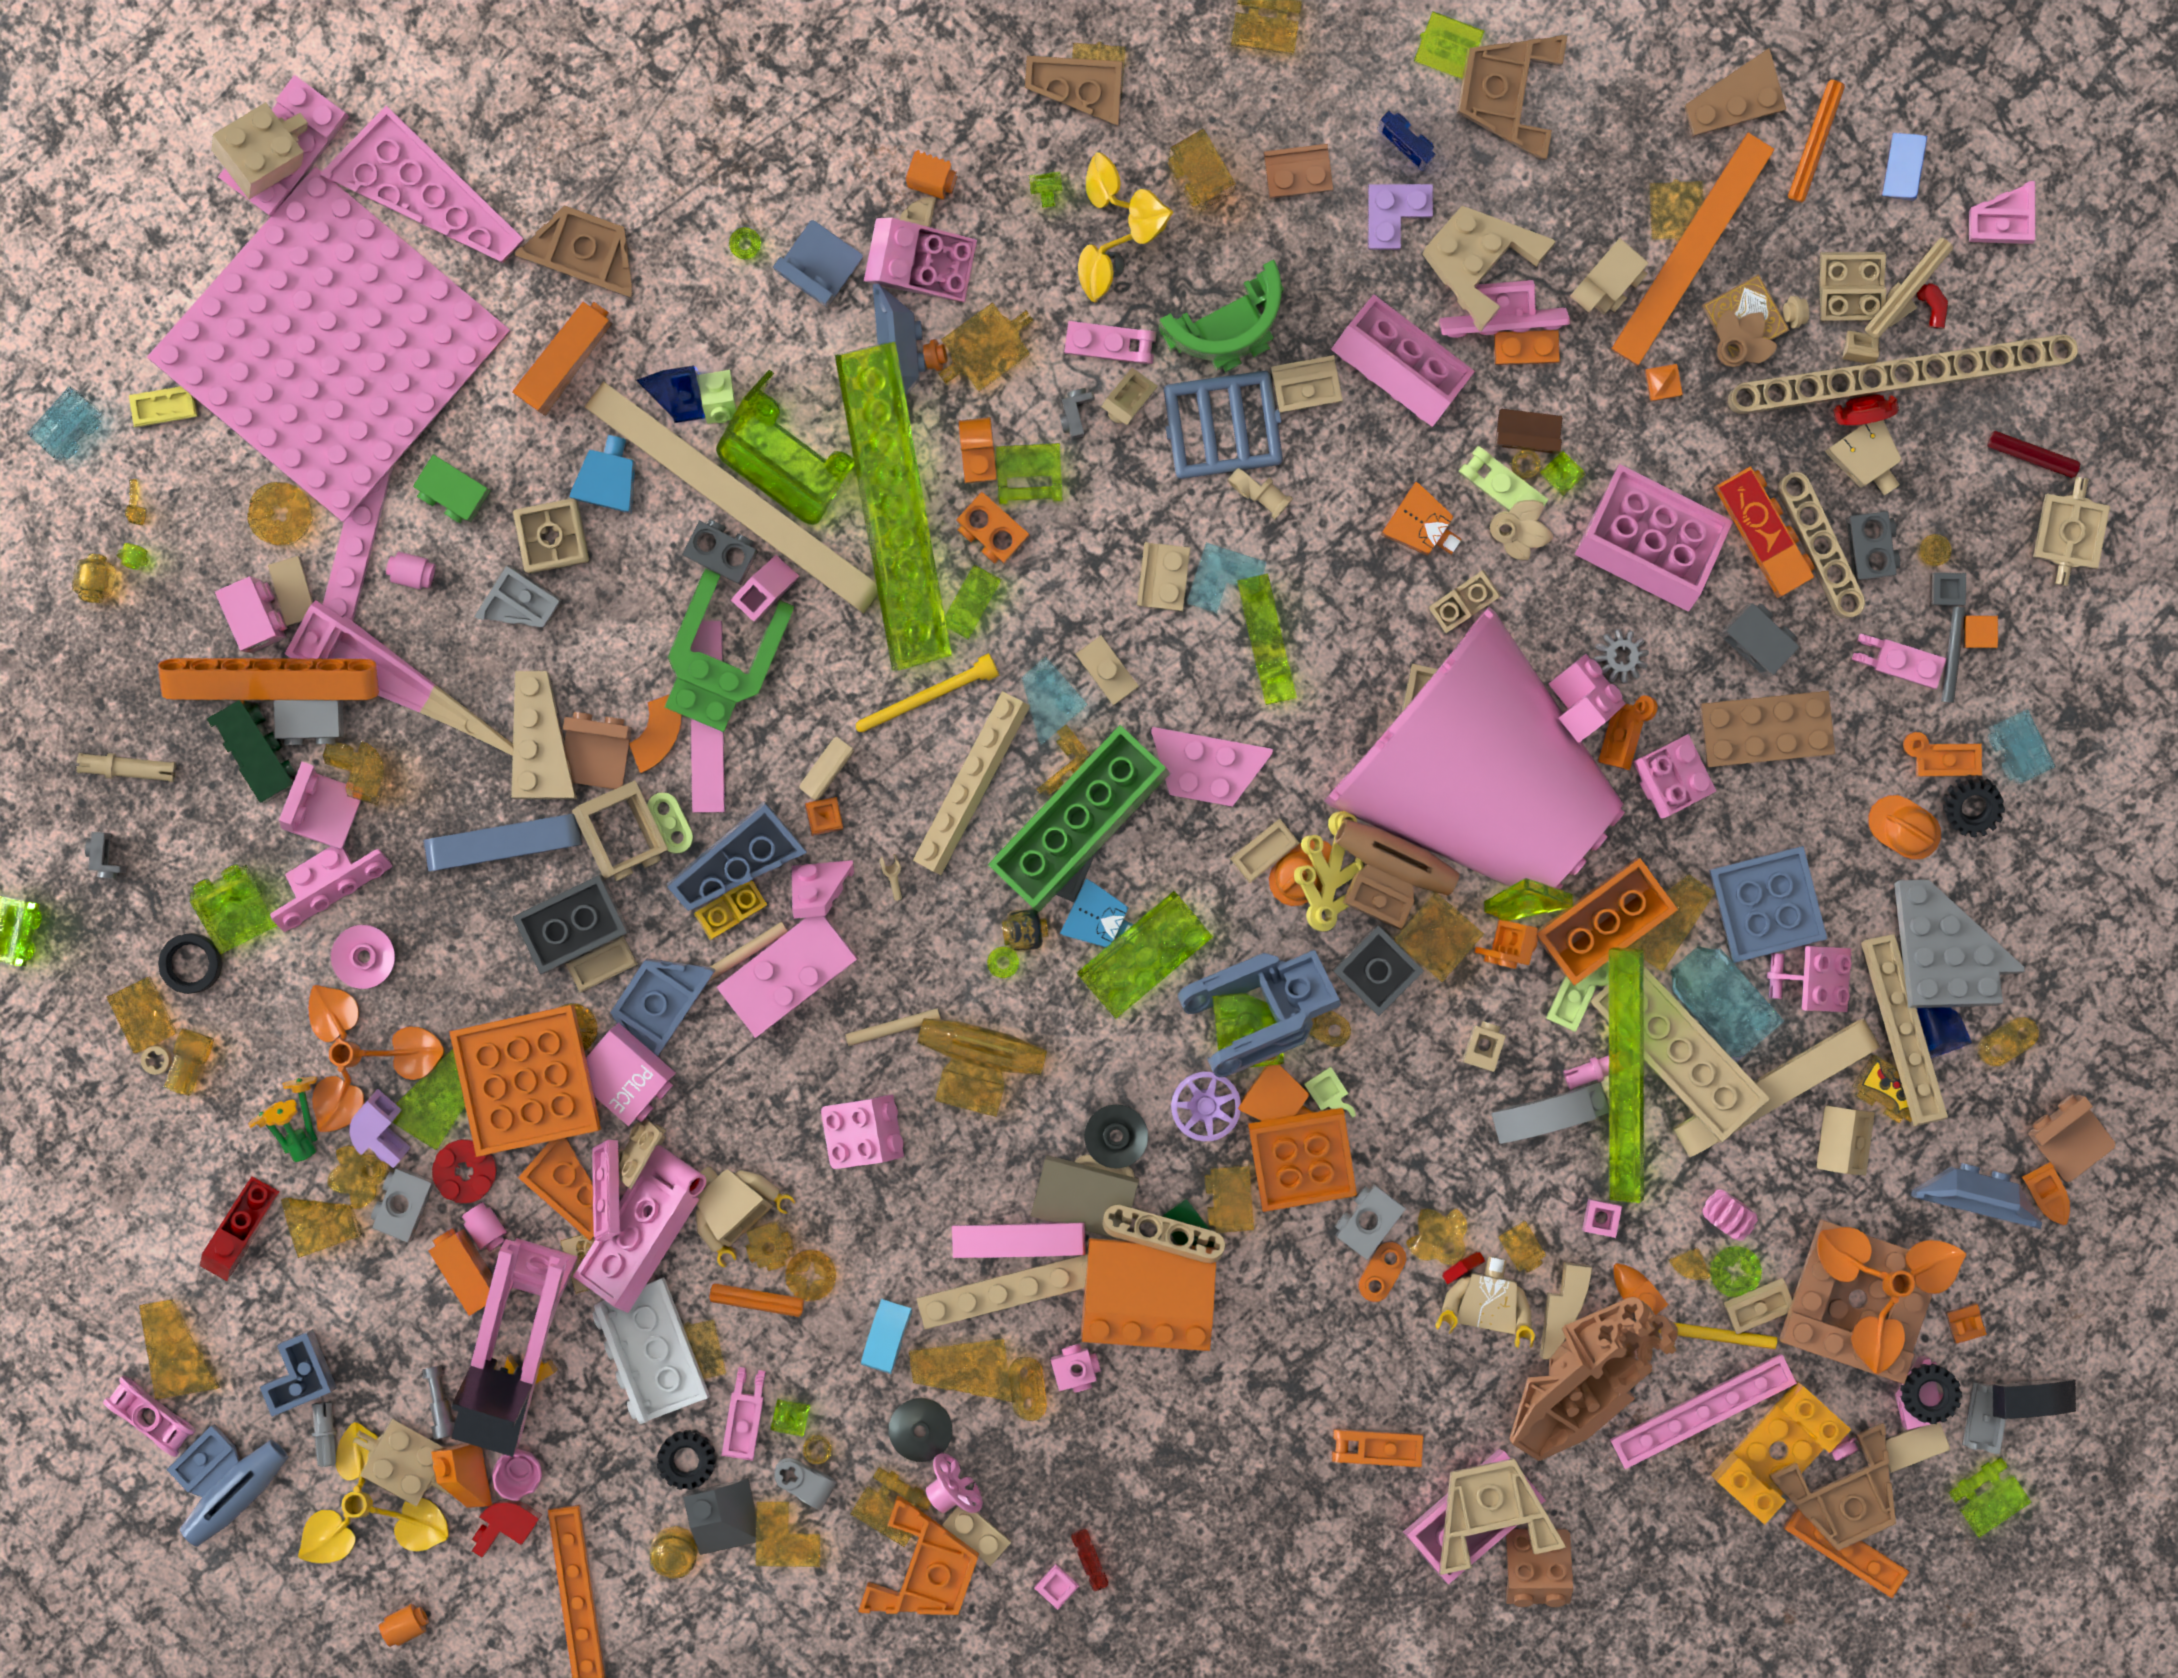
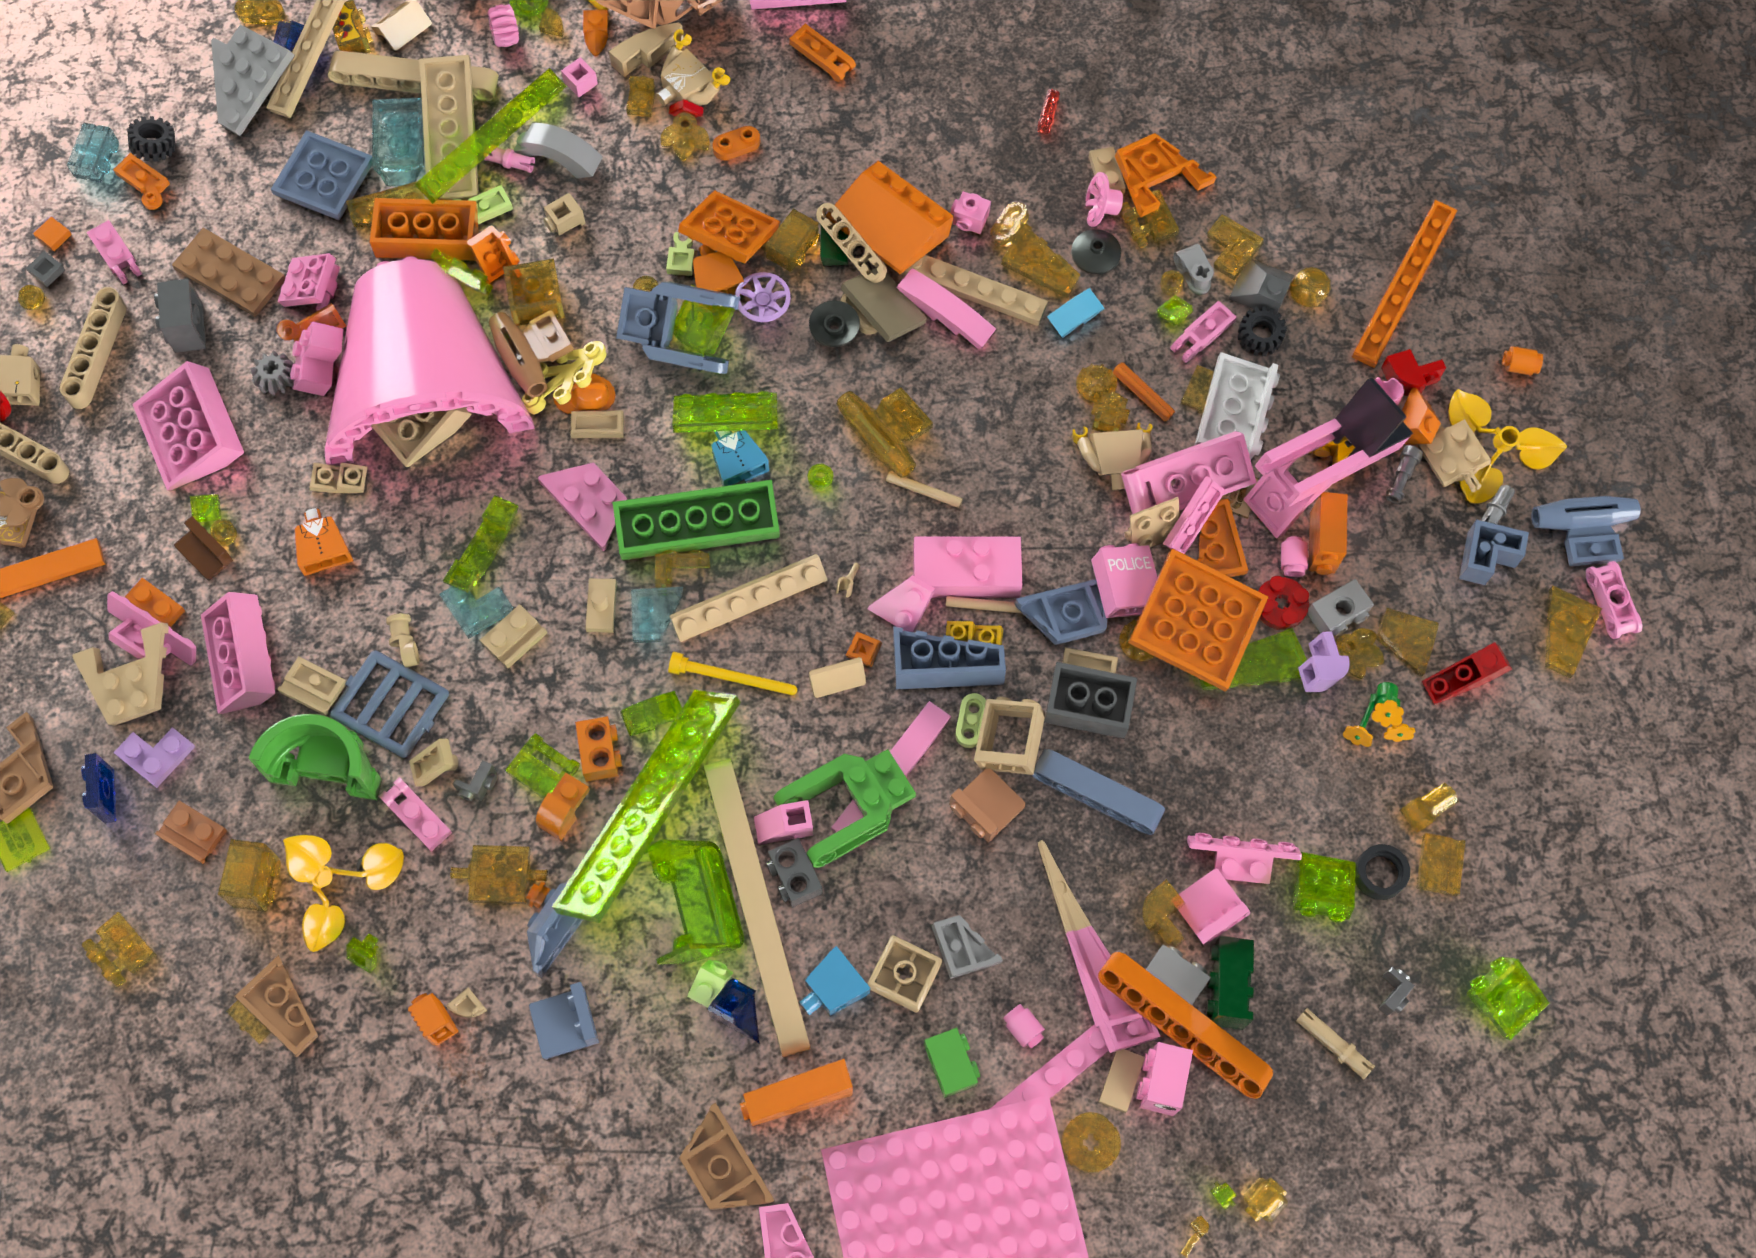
camera: 145 degrees left, 20 degrees down
(159, 1050) = (1458, 822): tan bush -> none
(333, 1014) = (1337, 709): orange plant -> none
(346, 958) = (1254, 774): bright pink dish -> none
(539, 753) = (1024, 835): tan wing -> none
(657, 737) = (935, 784): orange tile -> none
(740, 234) = (600, 1071): clear neon green plate -> none
(862, 1132) = (996, 438): bright pink bracket -> none
(920, 259) = (493, 970): bright pink slope -> none
(1024, 930) = (790, 484): head -> none
(1056, 1586) = (1080, 112): bright pink tile -> none
(1367, 1239) = (726, 161): light grey brick -> none
(1378, 970) = (588, 299): dark grey brick -> none
(1500, 482) = (249, 528): yellowish green plate -> none
(1525, 530) = (262, 493): tan plate -> none
(1610, 278) = (59, 603): tan hinge -> none
(1663, 382) = (92, 517): orange tile -> none
(1764, 531) = (118, 380): brick -> none
(1824, 978) = (330, 106): bright pink plate -> none
(1862, 546) = (59, 321): dark grey brick -> none
(1904, 827) = (203, 162): orange piece -> none
(1953, 654) = (81, 233): dark grey bar -> none

